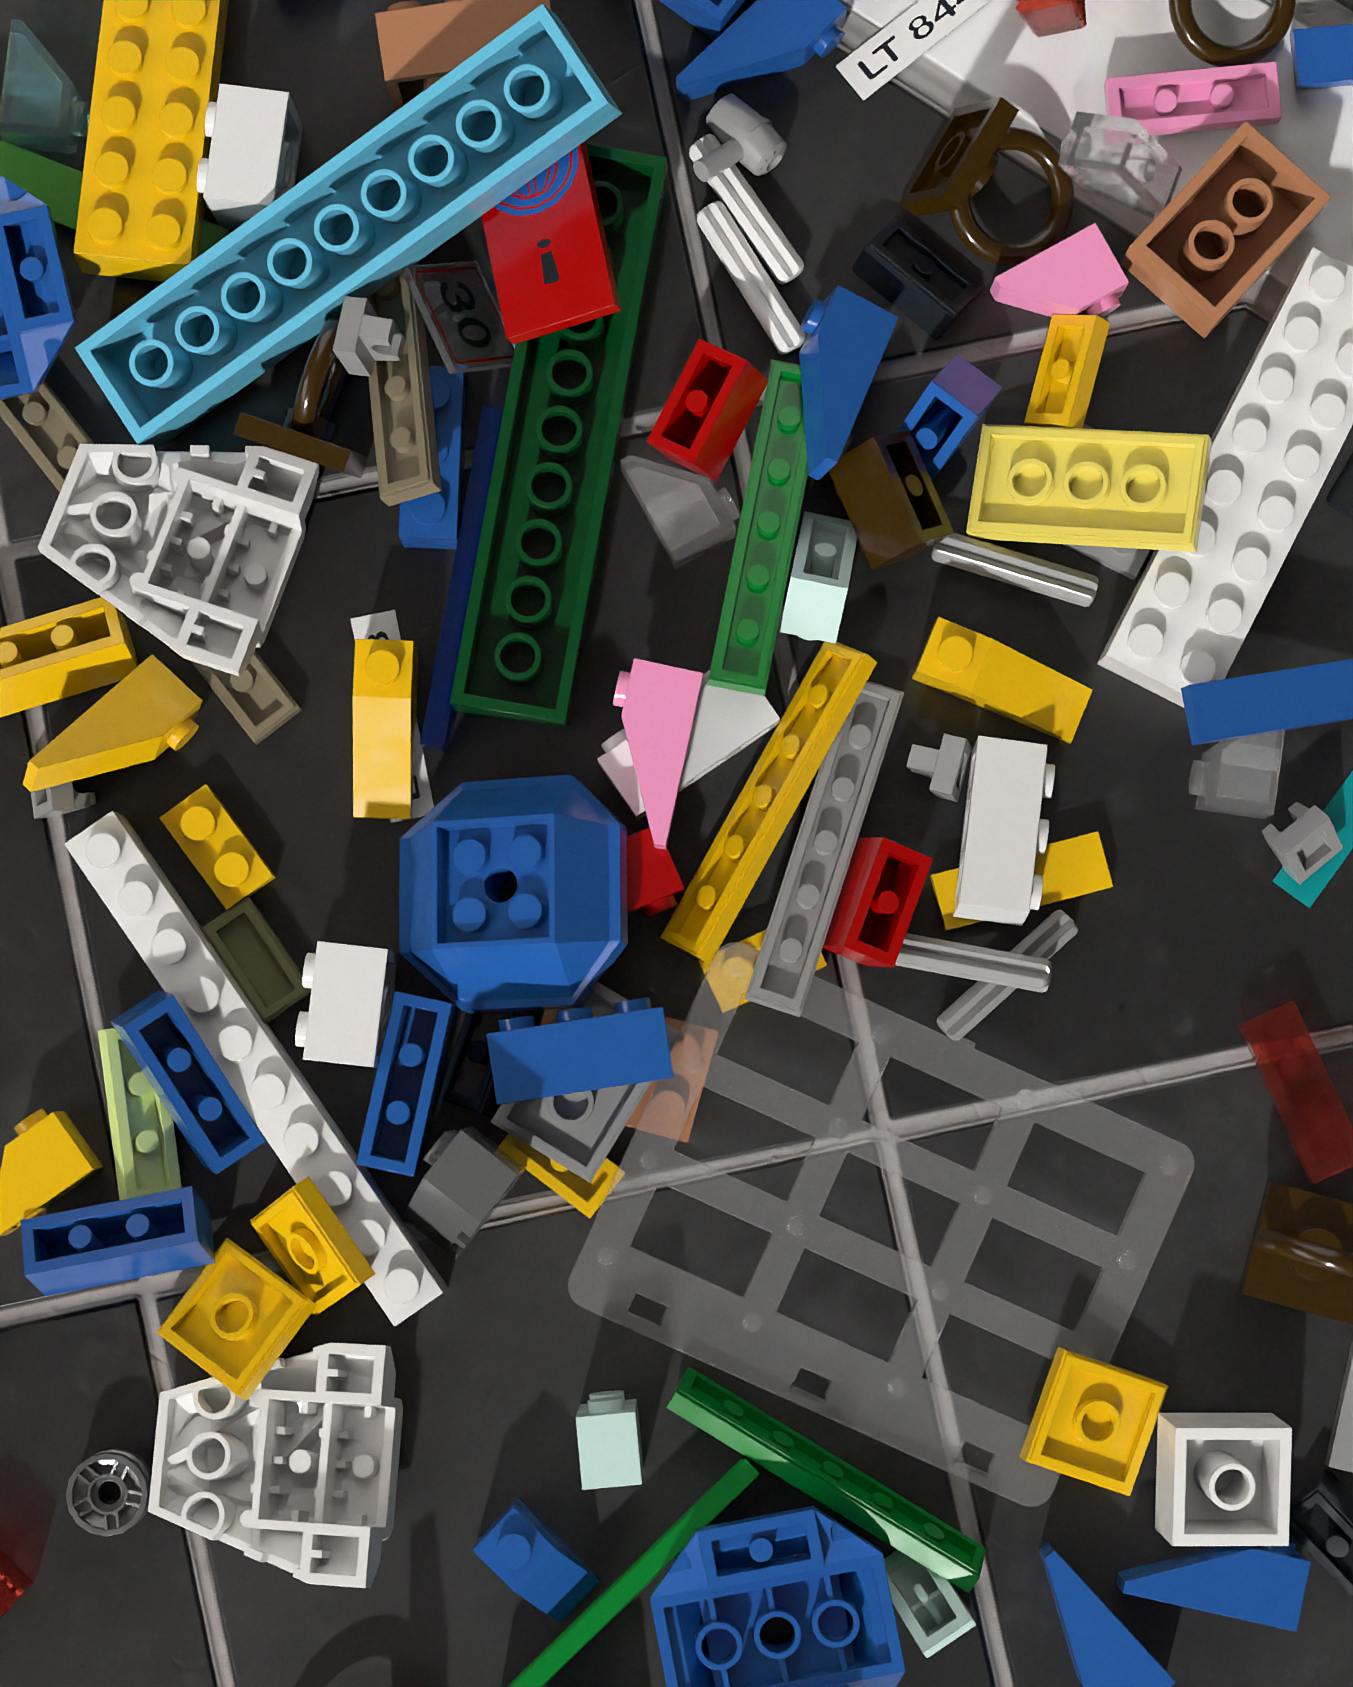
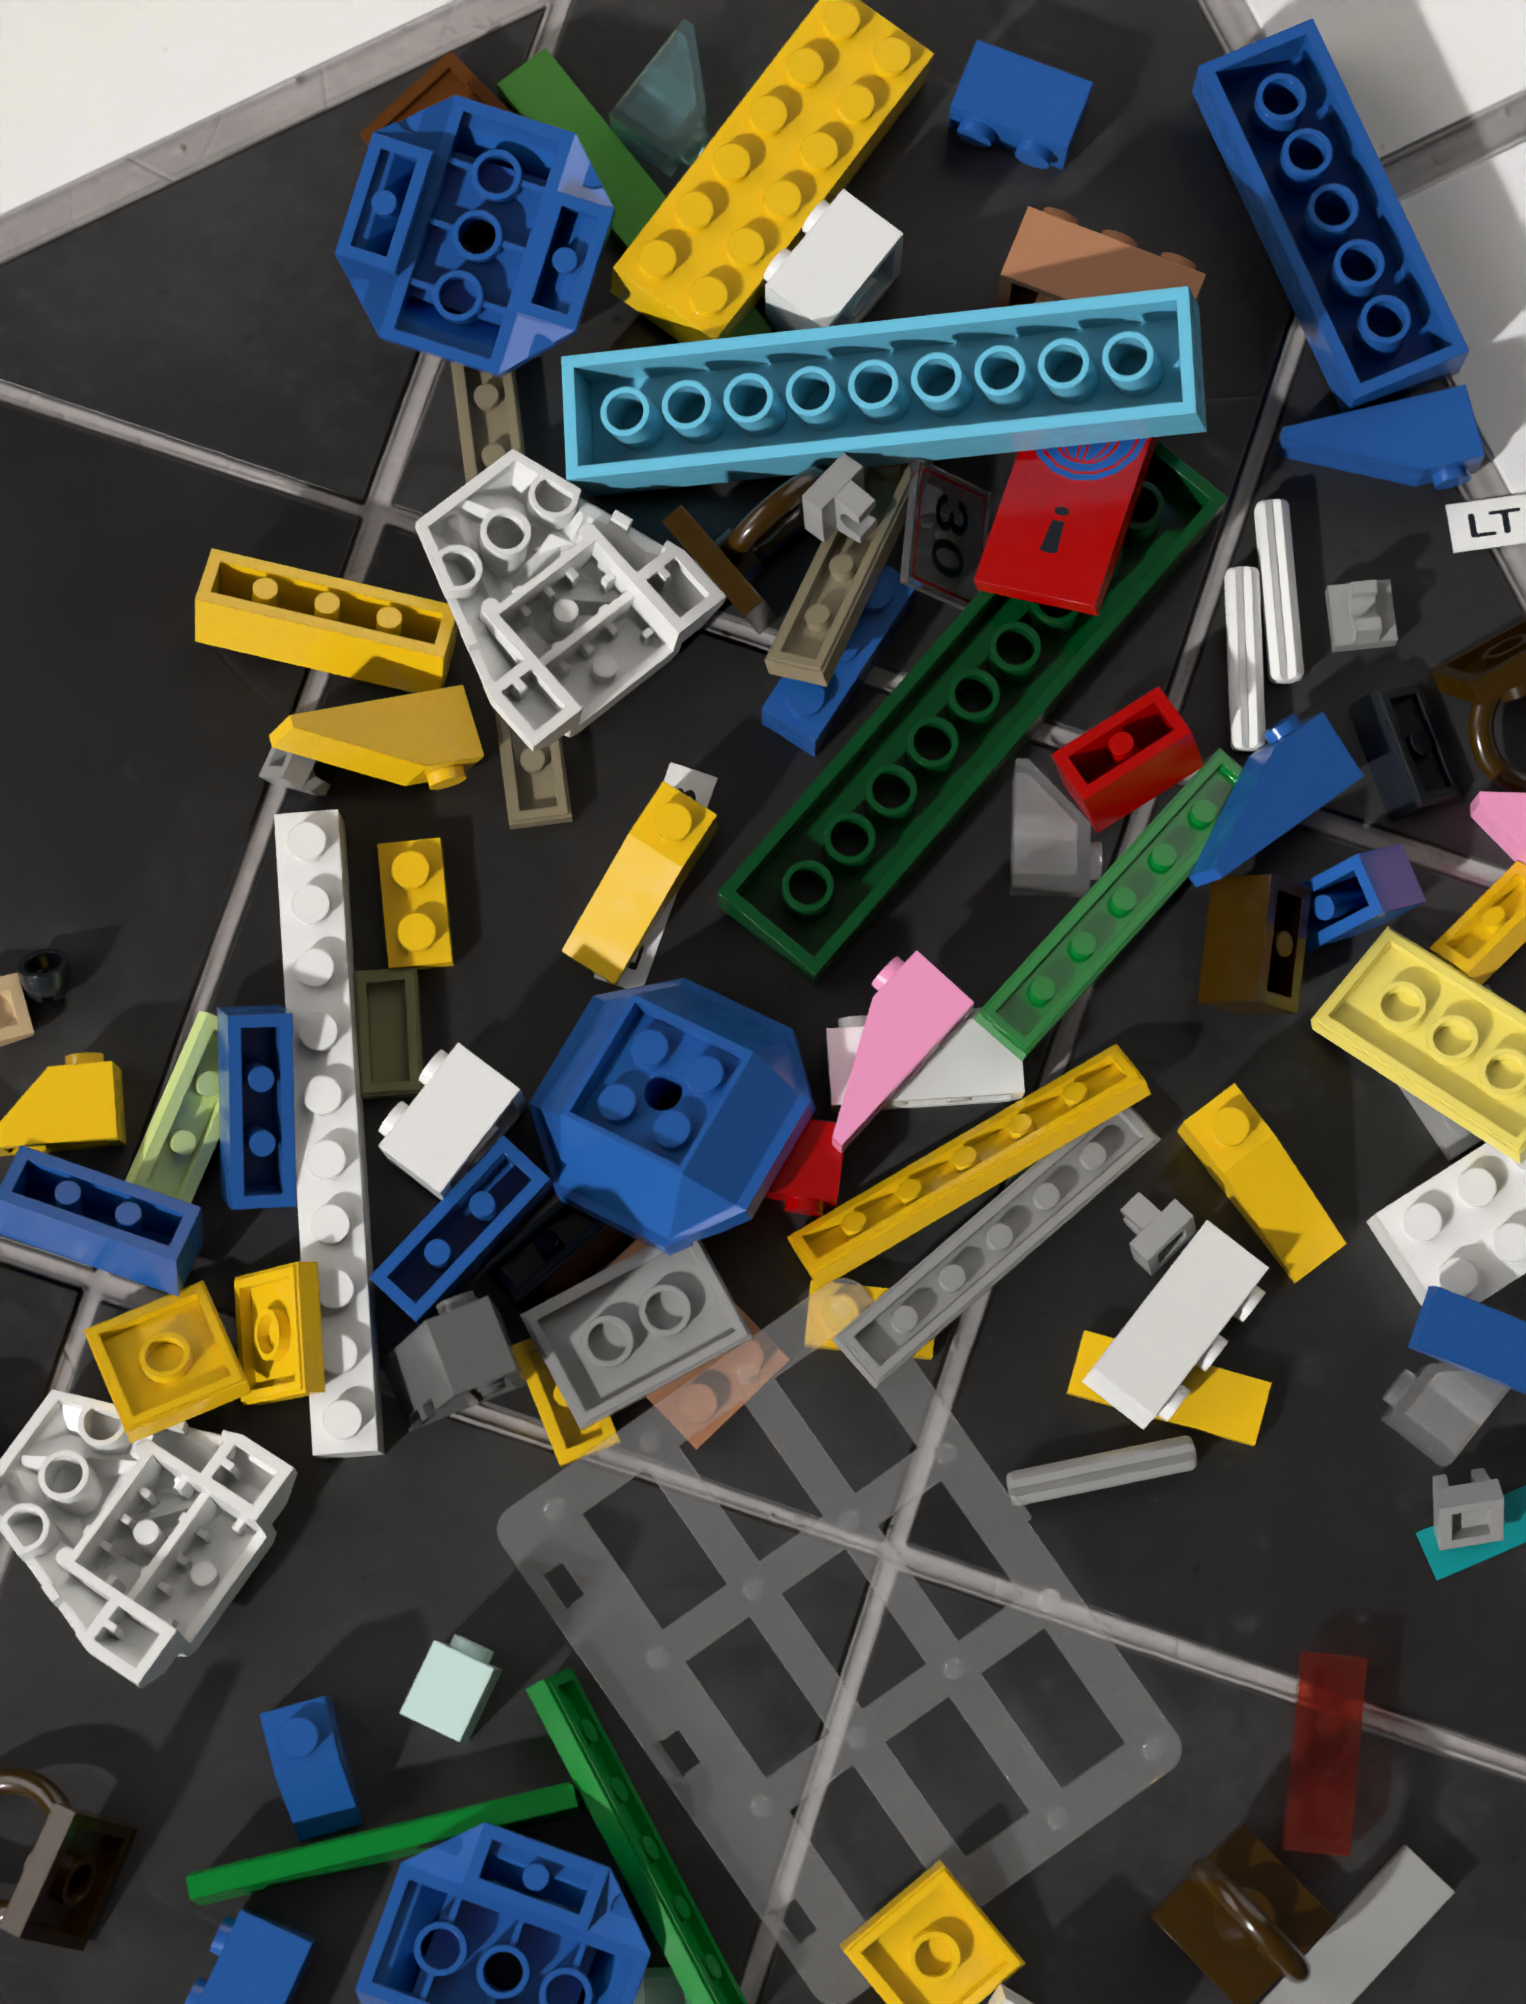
camera: 30 degrees right, 5 degrees down
(439, 711) = (702, 897): clear blue tile -> none
(579, 1052) = (644, 1296): blue brick -> none
(744, 139) = (1315, 522): light grey piece -> none
(819, 578) = (1142, 981): light aqua slope -> none
(821, 191) = (1361, 615): none -> light grey tile
(877, 902) = (1014, 1322): red brick -> none
(975, 963) = (1069, 1432): light grey axle -> none
(1017, 569) = (1340, 1084): light grey axle -> none

